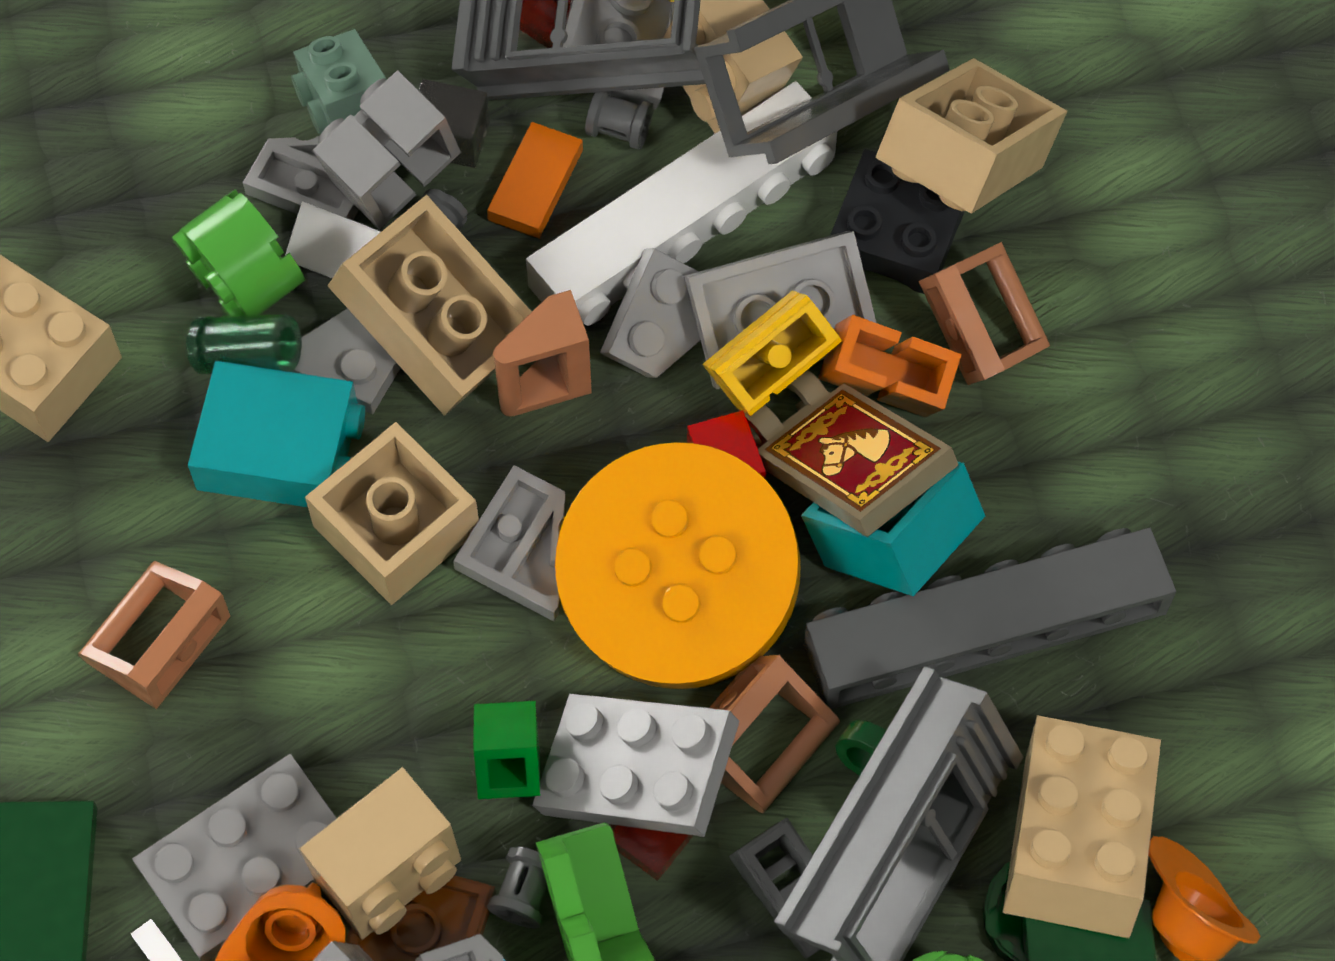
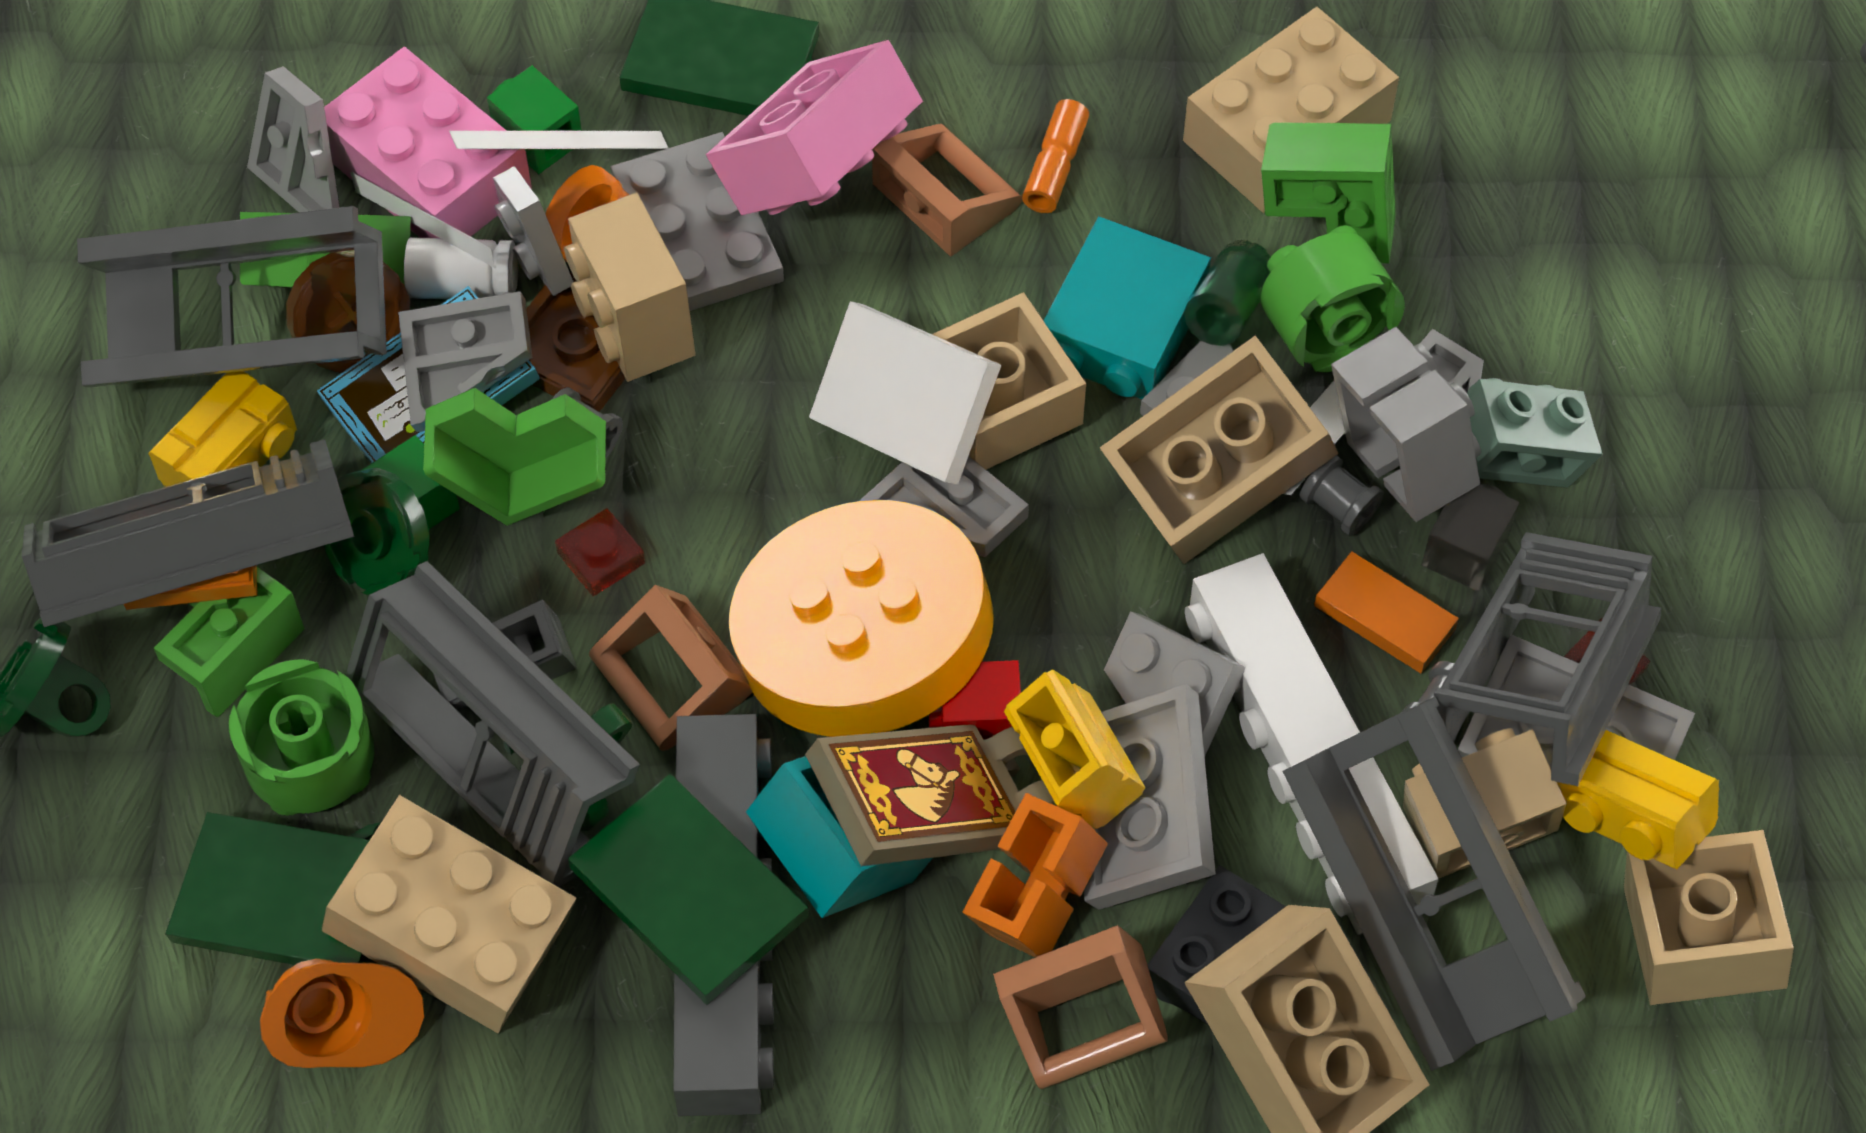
camera: 105 degrees right, 5 degrees down
(91, 540) = (1054, 160): none -> orange piece
(111, 266) = (1333, 174): none -> bright green panel
(145, 734) = (815, 130): none -> bright pink brick
(436, 579) = (904, 392): none -> white tile
(506, 750) = (718, 430): green brick -> none
(558, 344) = (1139, 546): nougat tile -> none
(637, 764) = (661, 533): plate -> none
(1001, 618) = (688, 888): none -> dark green tile

